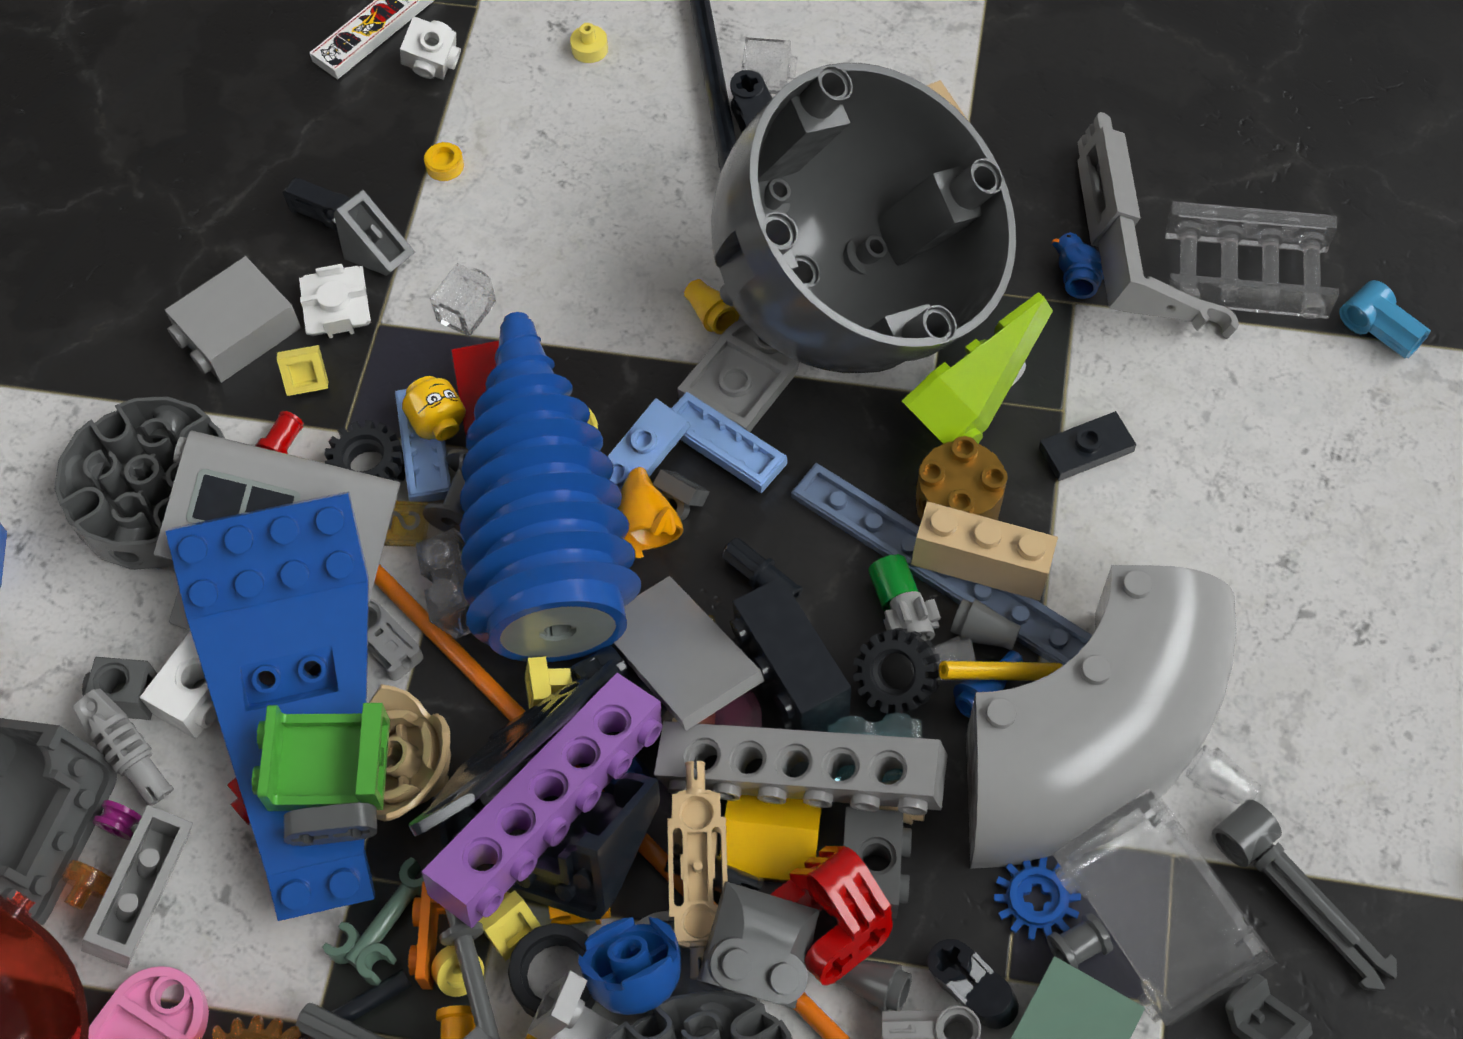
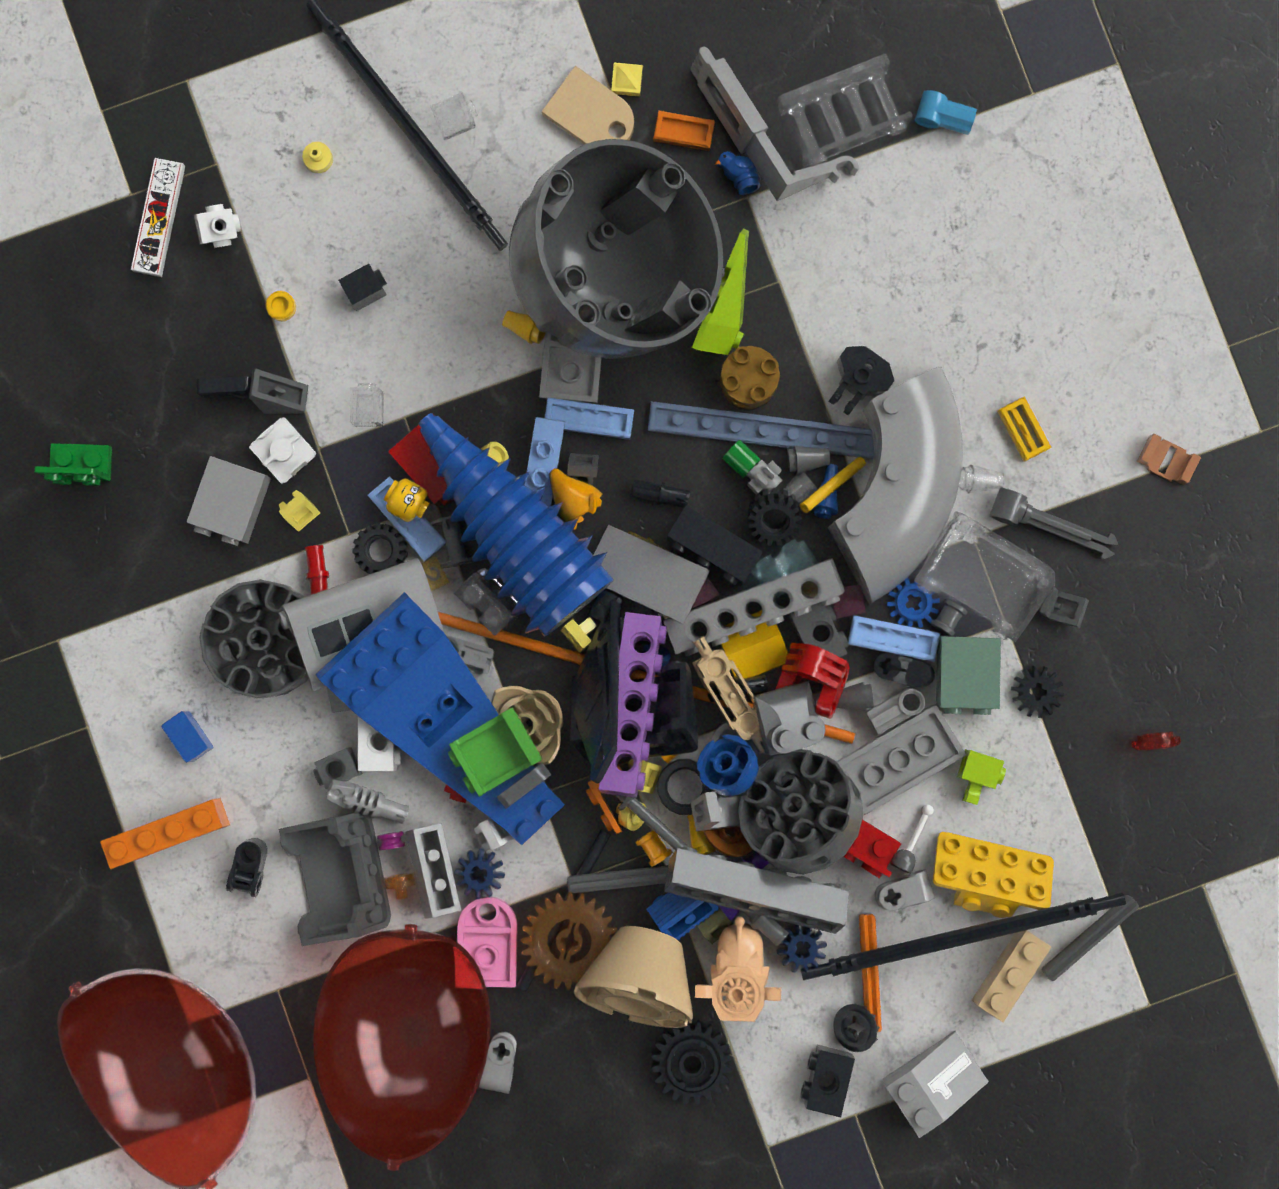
camera: 30 degrees left, 25 degrees up
(96, 203) = (78, 463): none -> green bracket
(206, 945) = (477, 883): none -> dark blue gear
(252, 887) = (494, 834): none -> white tile
(366, 949) = (573, 832): sand green bar -> none
(548, 179) = (363, 286): none -> black brick
(749, 96) = (470, 160): black piece -> none
(941, 844) = (850, 602): none -> clear pink tile
(973, 921) = (893, 638): none -> light blue plate
(984, 550) = (785, 414): tan brick -> none
(995, 120) = (627, 79): none -> light yellow tile
(1038, 200) = (684, 130): none -> orange tile
(1087, 446) = (806, 301): black plate -> none
(1110, 543) = (859, 378): none -> black hinge
(1304, 775) = (1025, 455): none -> yellow tile

